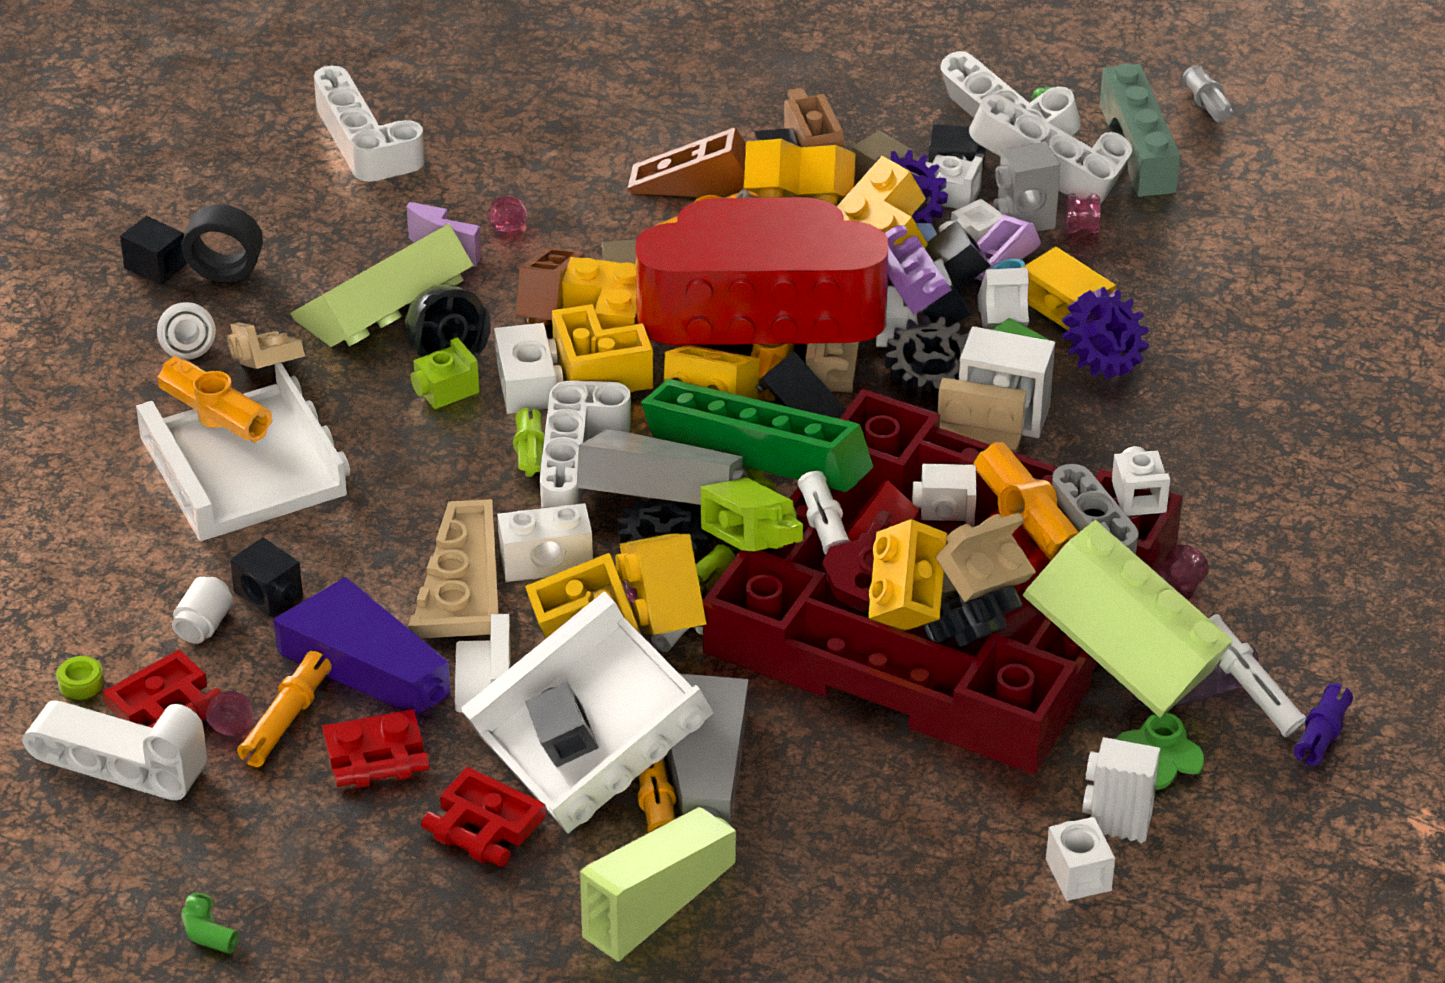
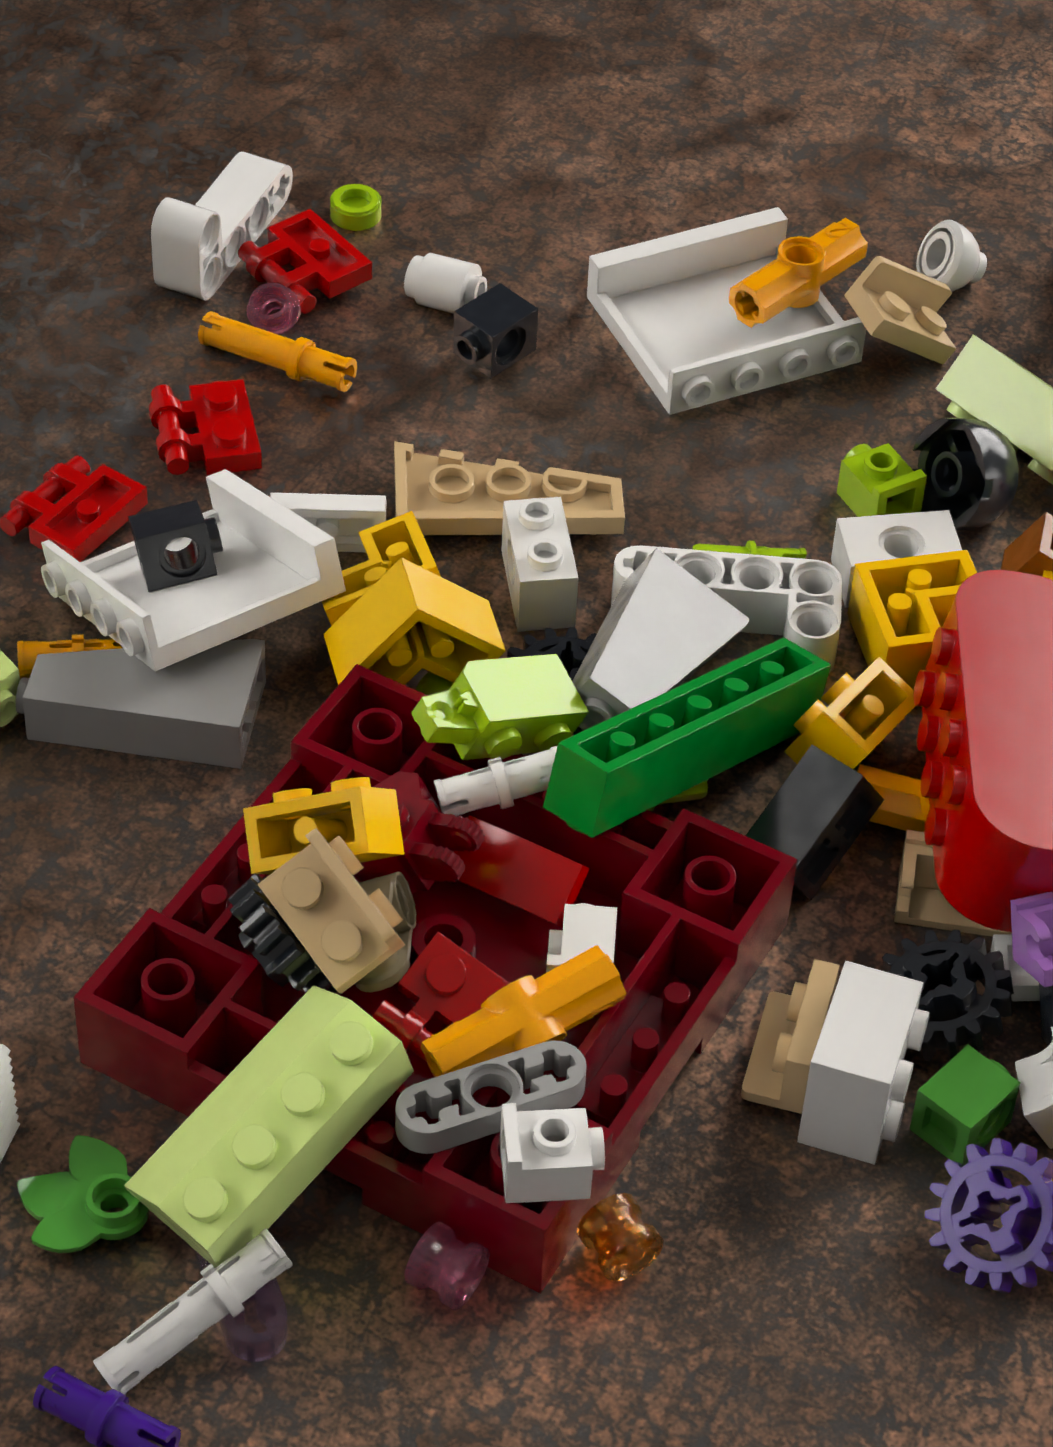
camera: 90 degrees right, 5 degrees up
(364, 647) = (377, 395): dark purple slope -> none

